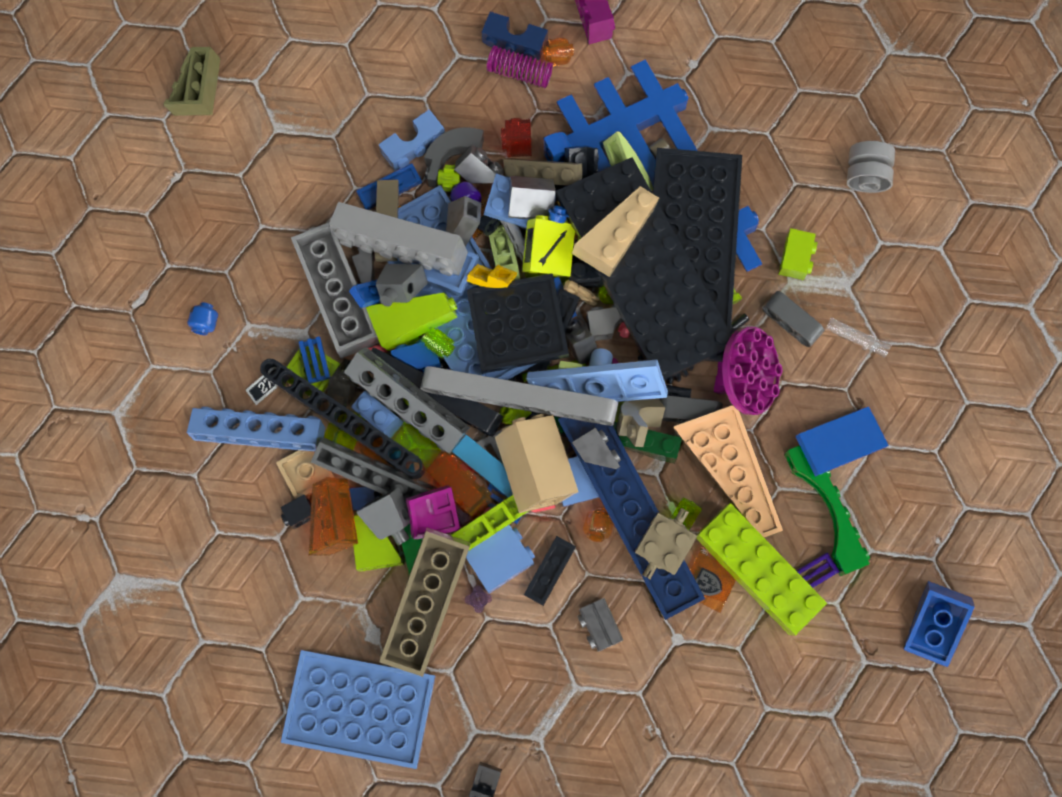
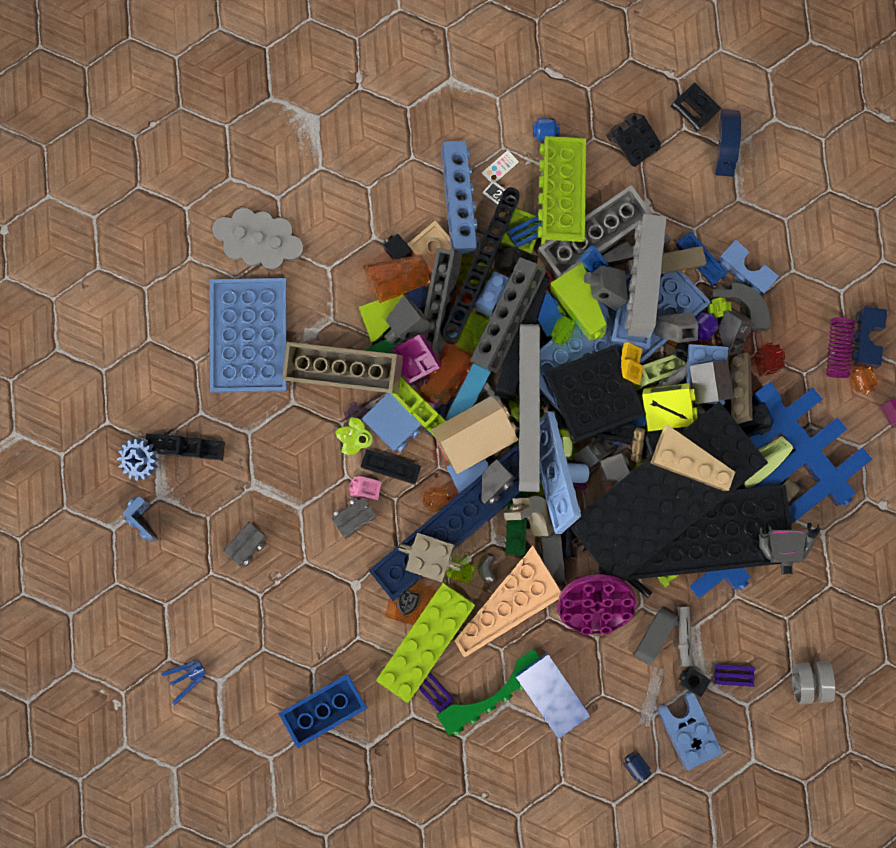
camera: 75 degrees right, 5 degrees up
(197, 84) = (757, 69): olive wedge -> none
(217, 151) = (699, 102): none -> black plate
(232, 379) = (500, 167): none -> white sticker
(237, 226) = (634, 138): none -> black bracket
(245, 675) = (257, 239): none -> light grey plate
(264, 125) = (729, 142): none -> dark blue arch
(277, 312) = (562, 189): none -> lime bracket
(504, 609) = (351, 435): none -> lime plate
(558, 214) = (698, 407): blue plate -> none
(568, 605) = (365, 488): none -> bright pink bracket
(608, 761) = (245, 545): none -> flat silver brick
(689, 487) = (485, 570): none -> flat silver arm
(725, 156) = (787, 545): none -> dark grey torso
(797, 254) = (716, 630): lime brick -> none
(800, 289) = (685, 637): none -> light grey pin
(819, 705) = (323, 710): none -> blue brick
(852, 231) = (751, 676): none -> dark purple tile
(852, 281) = (701, 686): none -> black brick
(899, 307) = (685, 729): none -> medium blue brick
(932, 367) = (637, 767): none -> dark blue brick
(938, 623) = (411, 803): blue slope -> none

